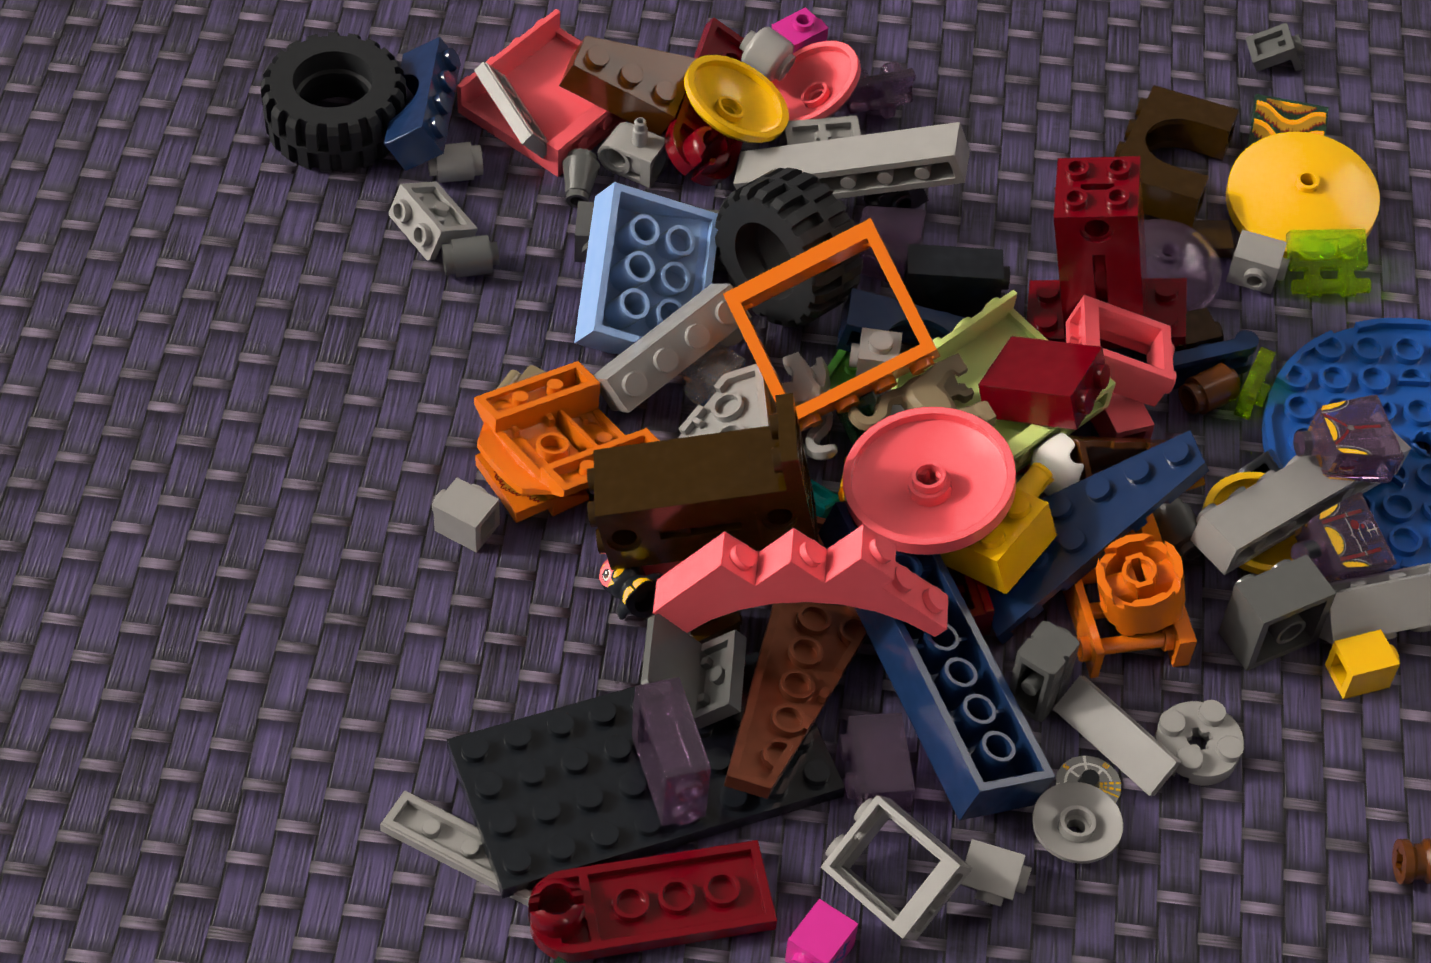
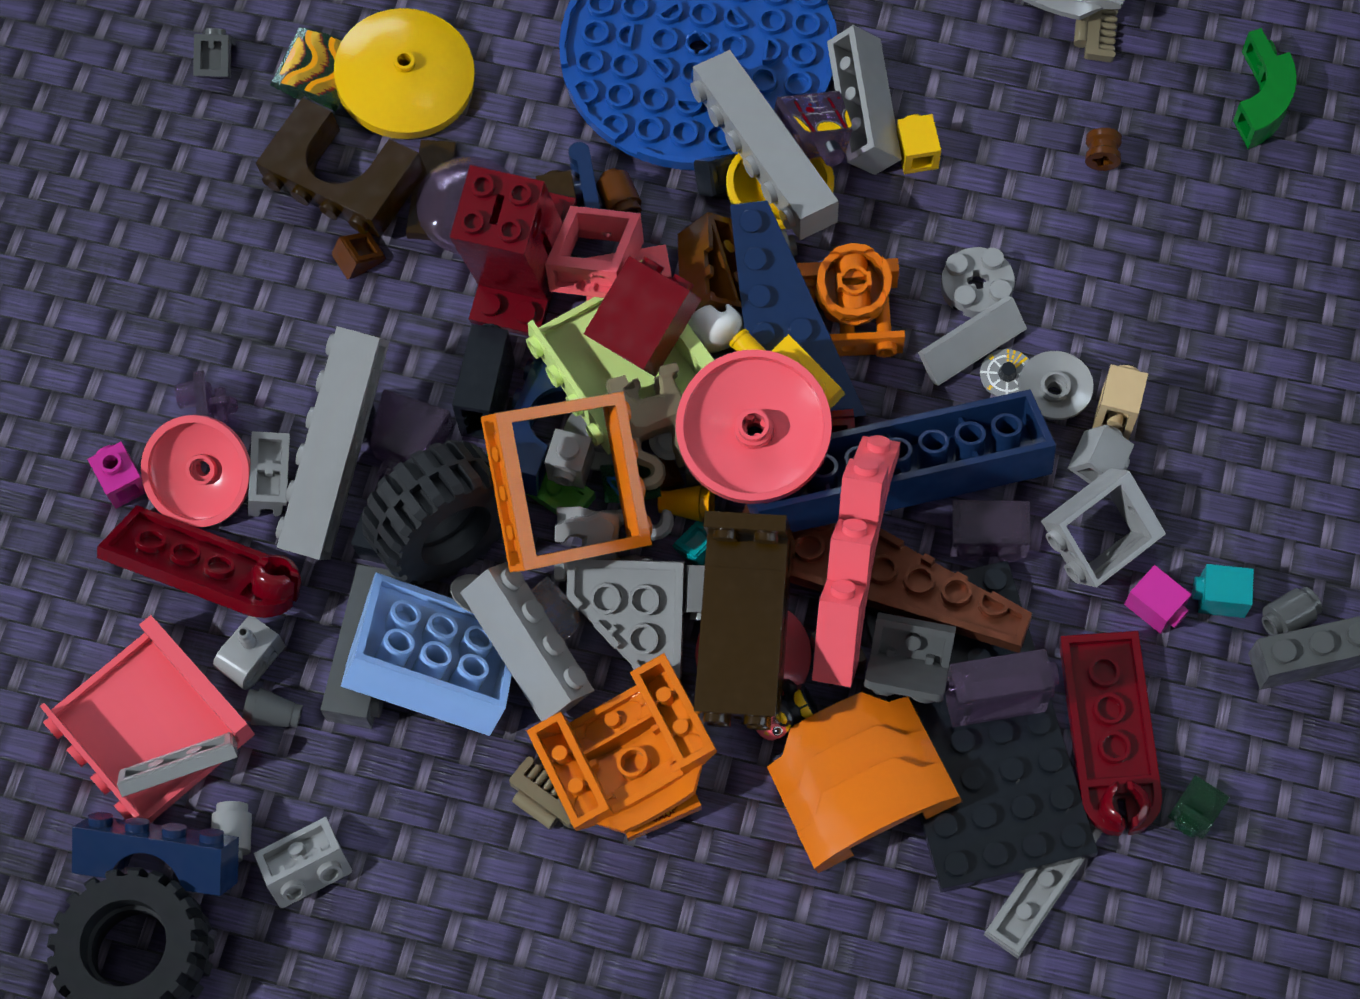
camera: 75 degrees left, 15 degrees up
(466, 514) = (687, 854): light grey brick -> none
(470, 256) = (364, 826): dark grey brick -> none
(566, 652) = (858, 775): none -> orange slope
(628, 80) = (181, 636): reddish brown wedge -> none
(736, 99) = (226, 537): yellow dish -> none
(768, 53) = (153, 502): light grey head -> none
(1043, 669) = (918, 379): dark grey brick -> none
(1062, 877) = (1121, 398): none -> tan brick
(1255, 389) = (616, 156): clear neon green plate -> none
(1258, 262) = (478, 126): light grey brick -> none
(1276, 611) = (873, 192): dark grey brick -> none
(1328, 251) = (476, 70): clear neon green plate -> none
(1352, 441) = (734, 87): clear purple torso -> none

